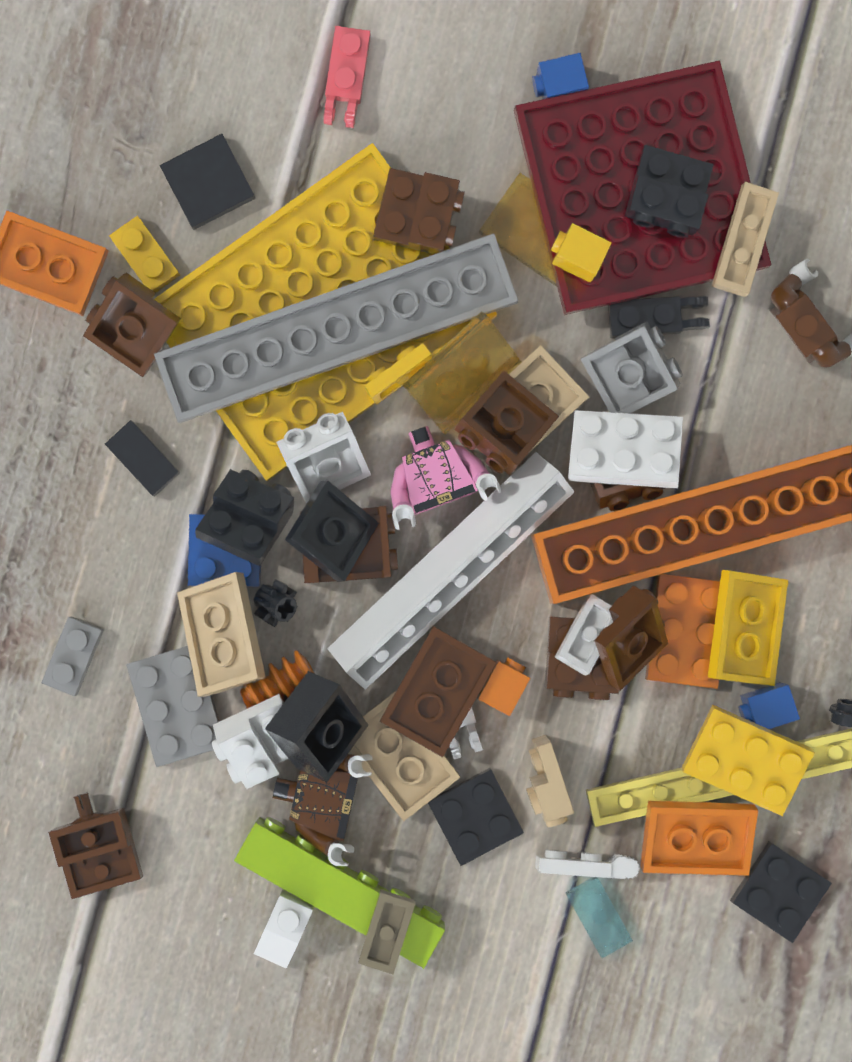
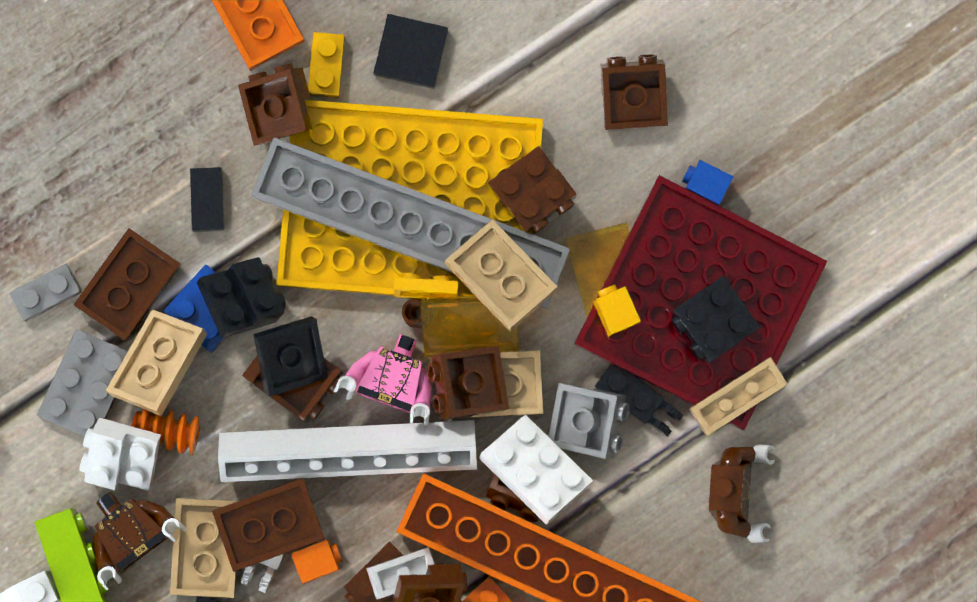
camera: 40 degrees right, 5 degrees down
(137, 589) = (127, 284): none -> reddish brown plate
(275, 603) = (211, 372): black gear -> none
(317, 726) = (167, 477): black brick -> none
(323, 453) = (329, 299): white plate -> none
(346, 72) = (567, 57): coral hinge -> none
(400, 408) = (409, 313): none -> reddish brown plate
(431, 53) = (634, 92): none -> reddish brown plate
(456, 305) = (501, 275): none -> tan plate

